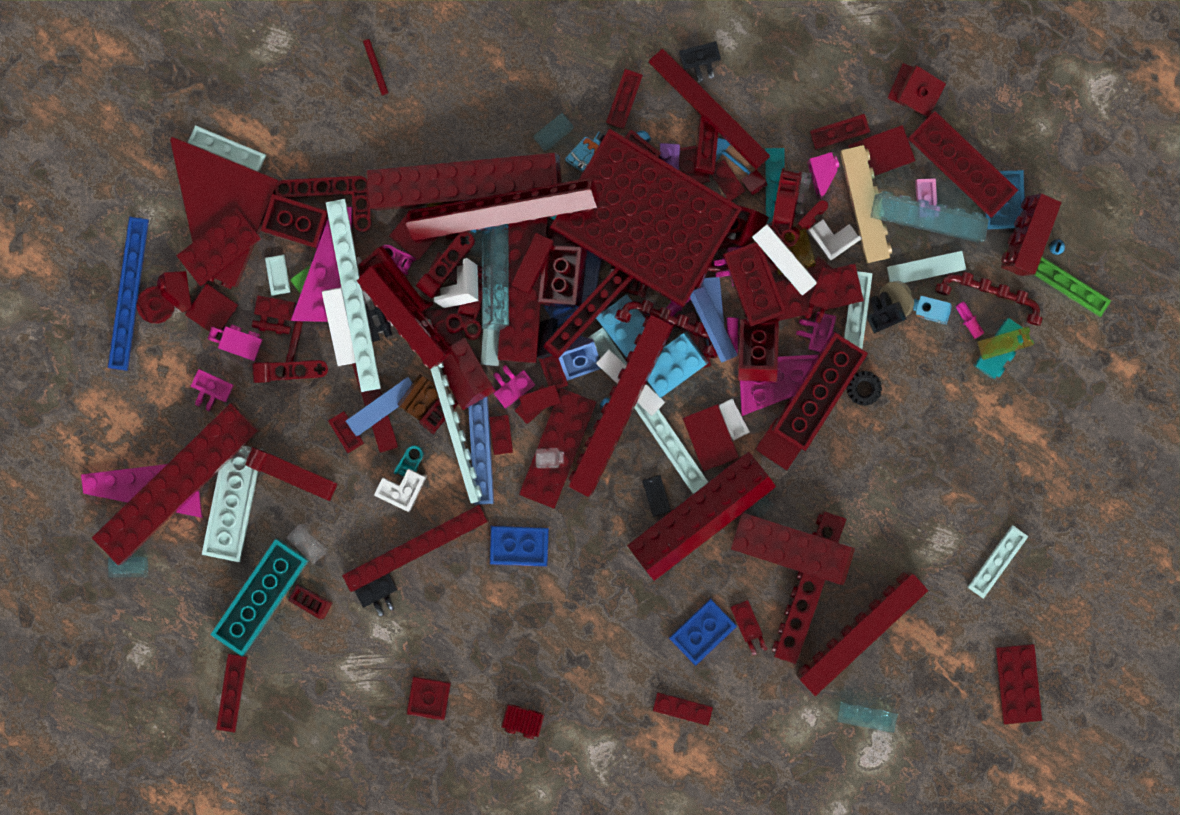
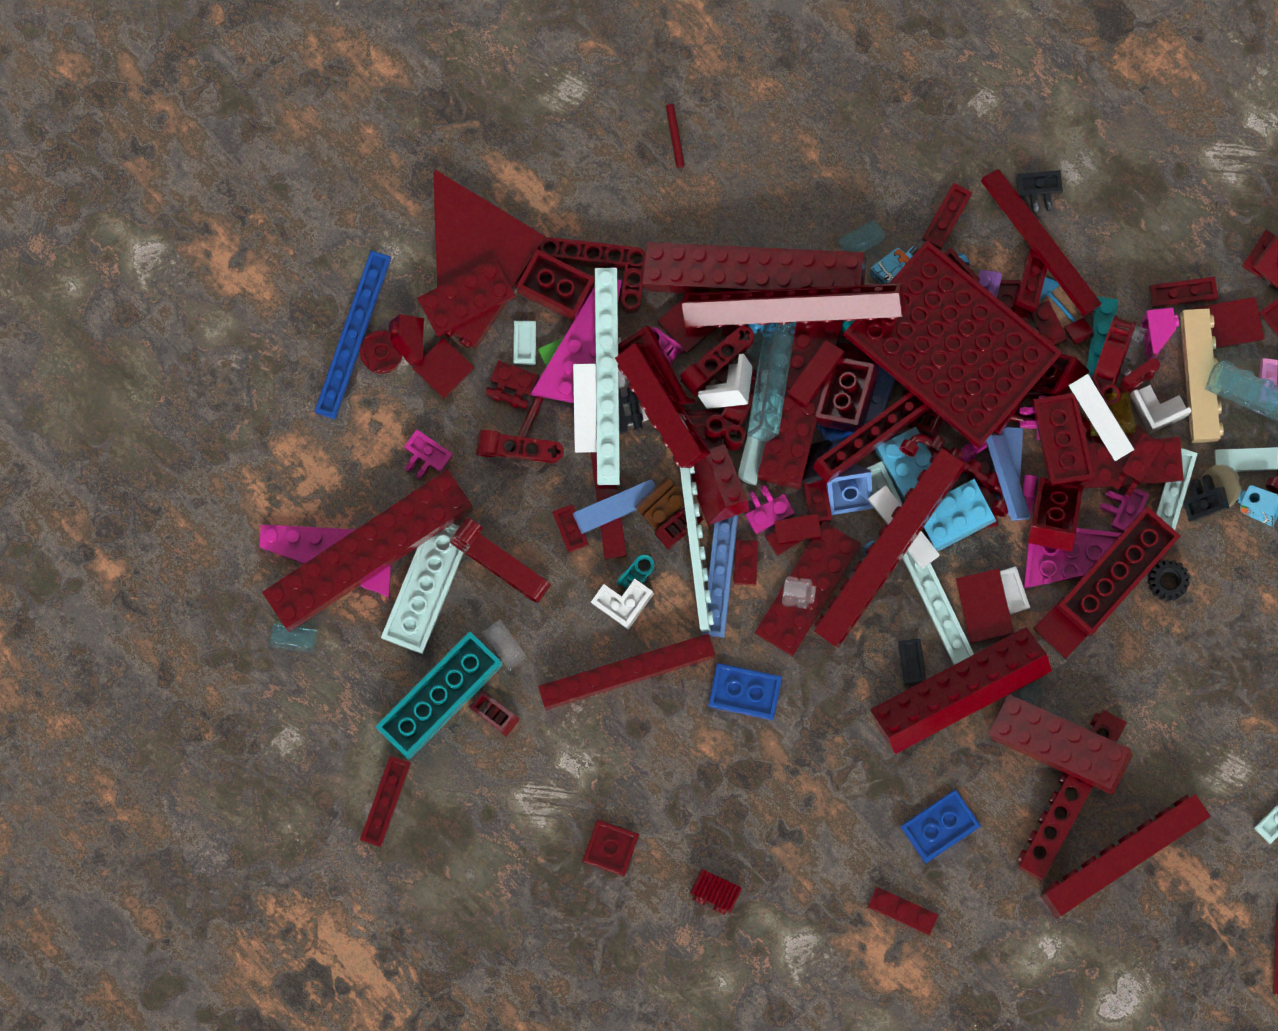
camera: 20 degrees right, 10 degrees down
(226, 148) = (494, 194): light aqua tile -> none
(237, 342) = (466, 406): dark pink brick -> none
(375, 591) = (572, 714): black hinge -> none
(748, 625) = (994, 827): dark red hinge -> none
(867, 717) = (1116, 957): clear light blue plate -> none

